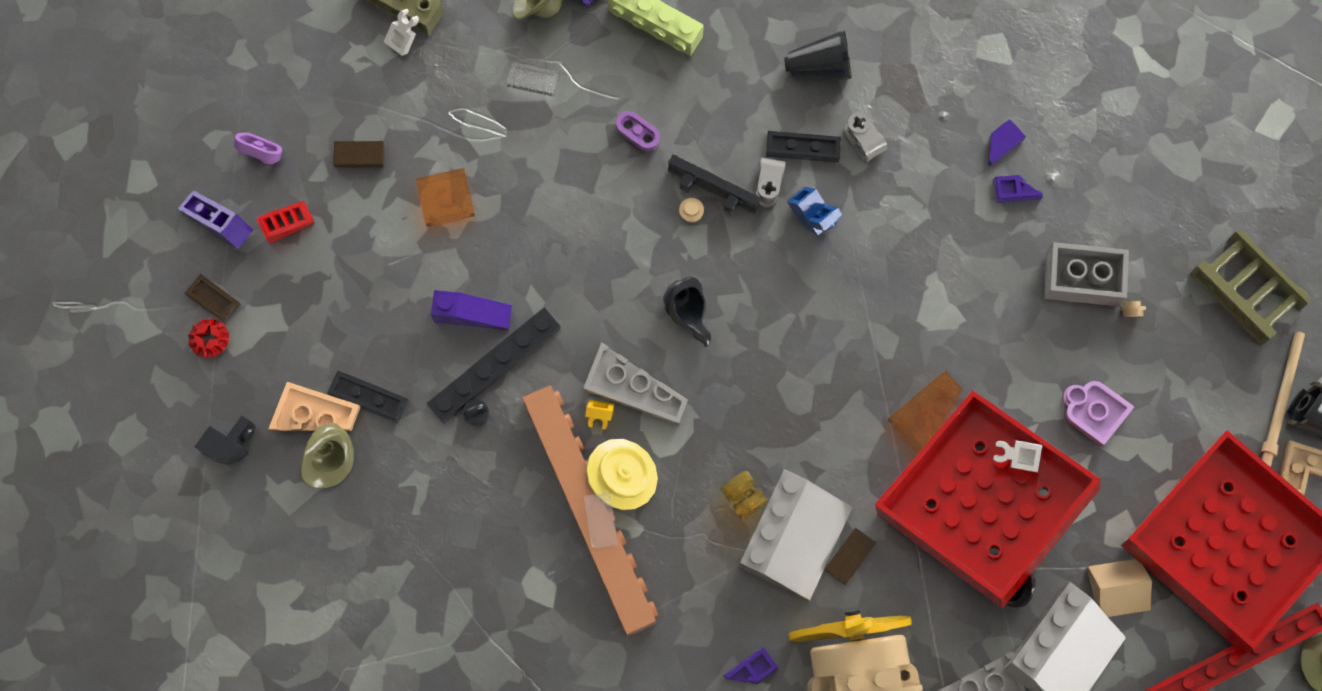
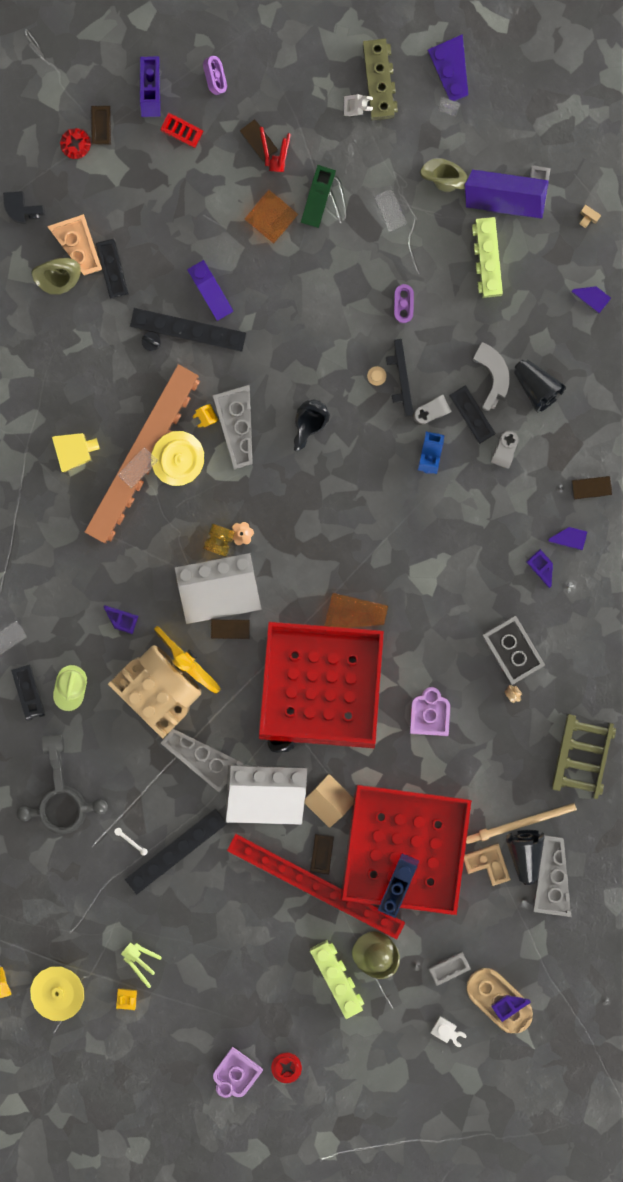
camera: 60 degrees right, 15 degrees up
(396, 150) = (277, 163): none -> red plant
(461, 132) = (318, 196): none -> dark green slope
(527, 580) = (73, 450): none -> light yellow torso
(758, 473) = (247, 533): none -> light nougat plant
(777, 88) = (499, 372): none -> light grey arch
(966, 85) = (591, 487): none -> dark brown tile
(1023, 455) = (360, 688): white plate -> none
(1175, 640) = (322, 854): none -> dark brown tile
(1277, 572) = (398, 885): none -> dark blue slope

